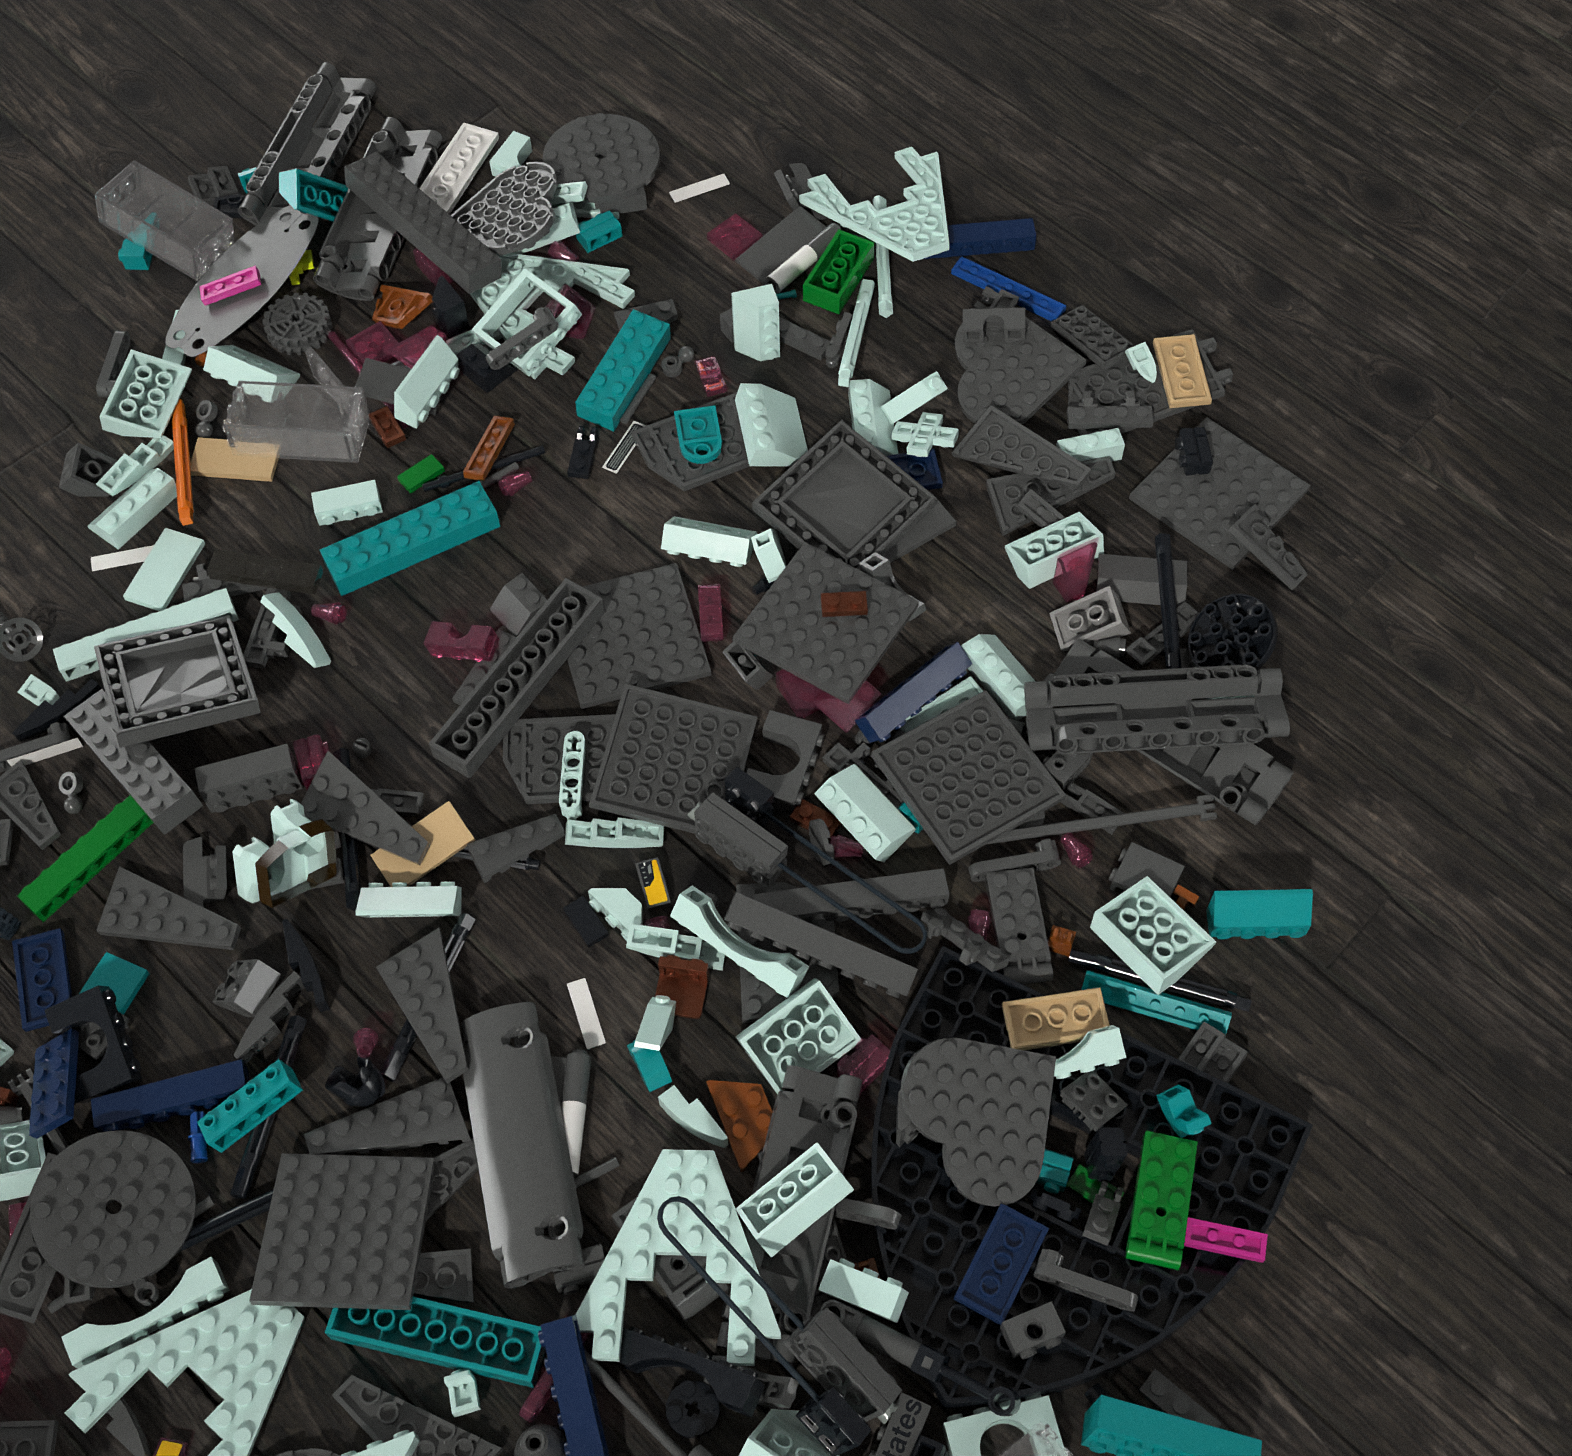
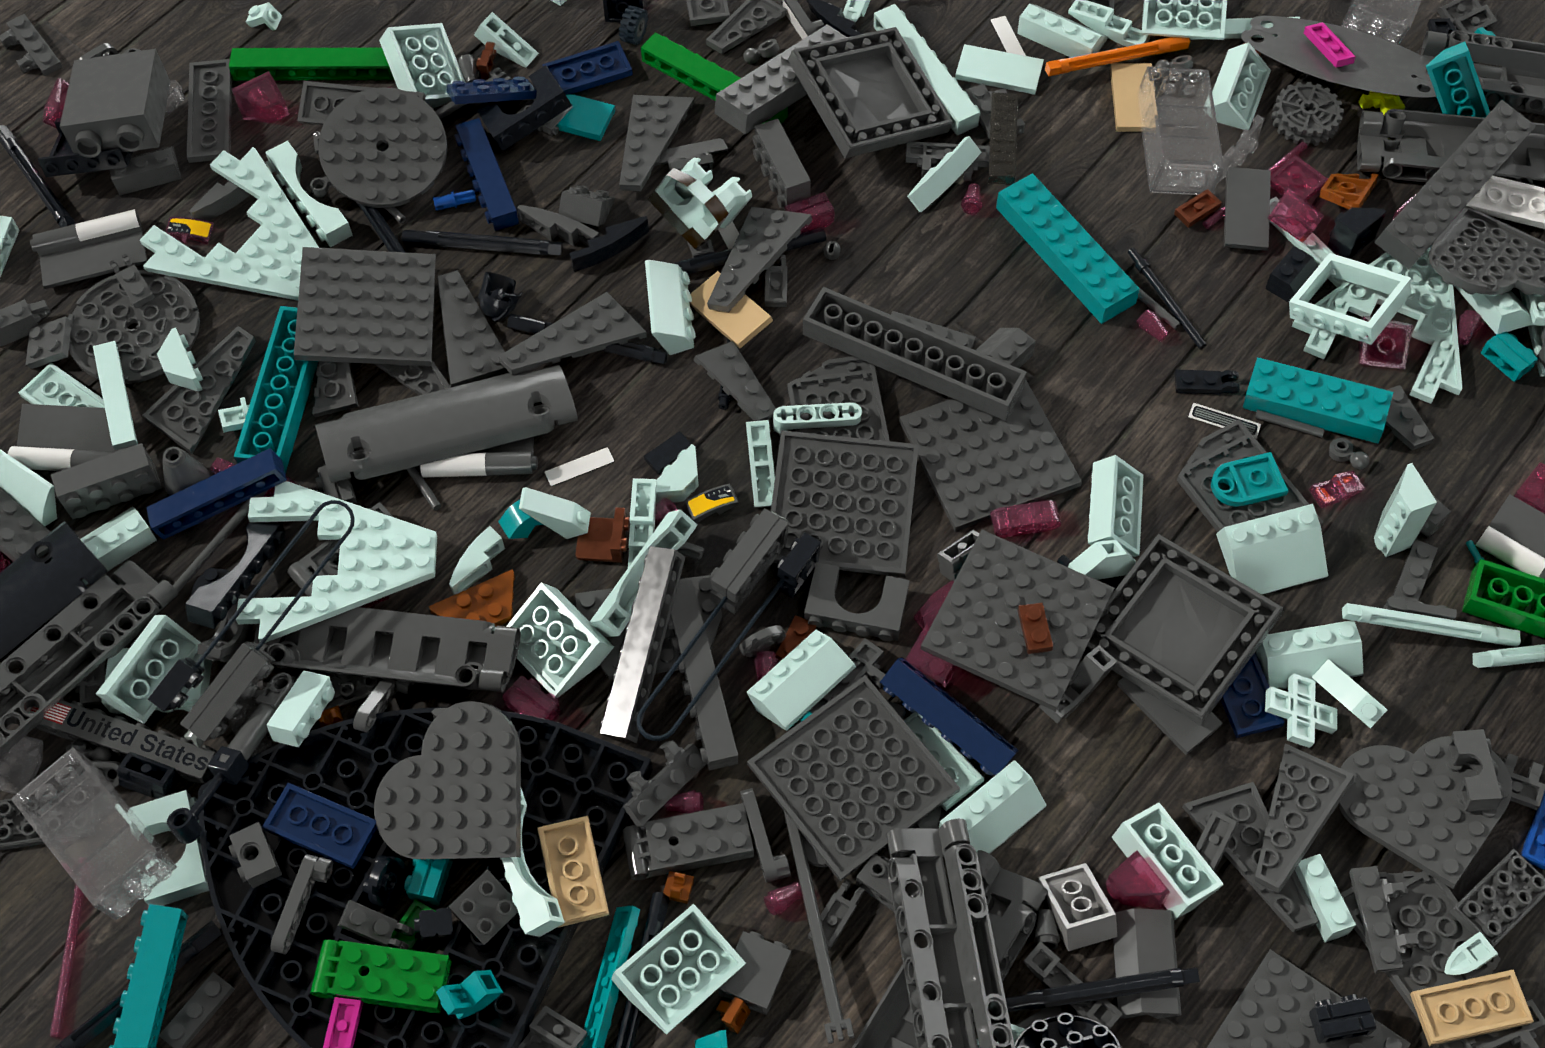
camera: 85 degrees right, 0 degrees up
(249, 1106) = (475, 224): teal brick -> none
(346, 502) = (1098, 190): light aqua brick -> none
(365, 1041) = (537, 297): clear pink cone -> none
(421, 473) = (1149, 246): green tile -> none
(425, 383) = (1248, 222): light aqua slope -> none
(477, 645) = (950, 305): clear pink arch -> none
(488, 448) = (1188, 295): dark orange plate -> none
(542, 327) = (1318, 294): dark grey beam -> none
(794, 1199) = (380, 637): light aqua slope -> none

